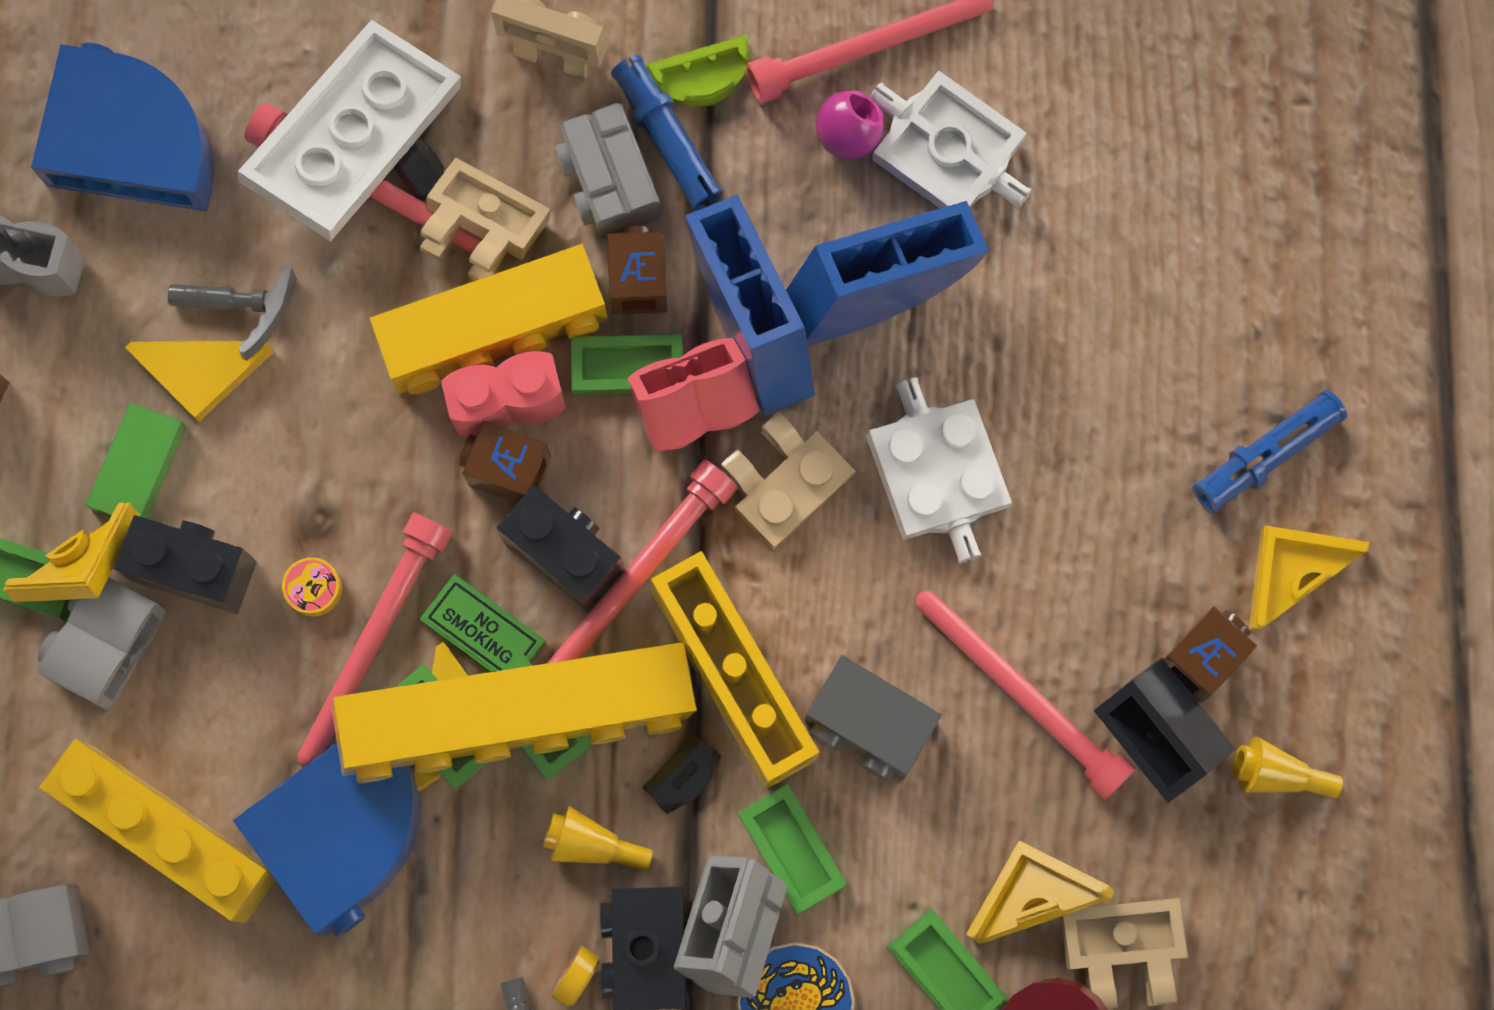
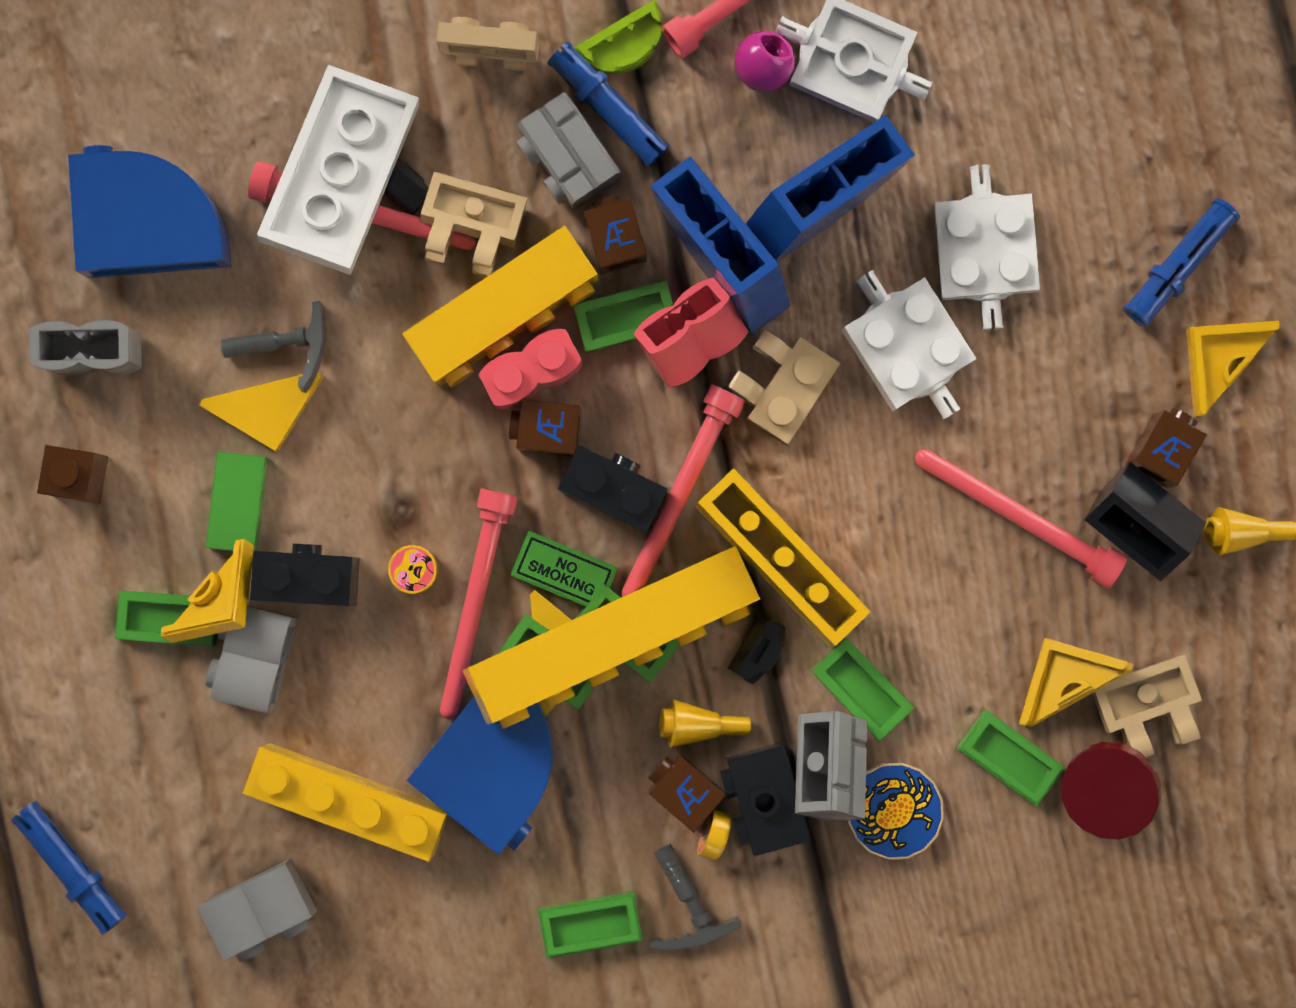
camera: 15 degrees left, 10 degrees up
(553, 915) = (684, 791): none -> reddish brown brick
(870, 720) = (903, 569): dark grey brick -> none
(1051, 384) = (986, 247): none -> white plate

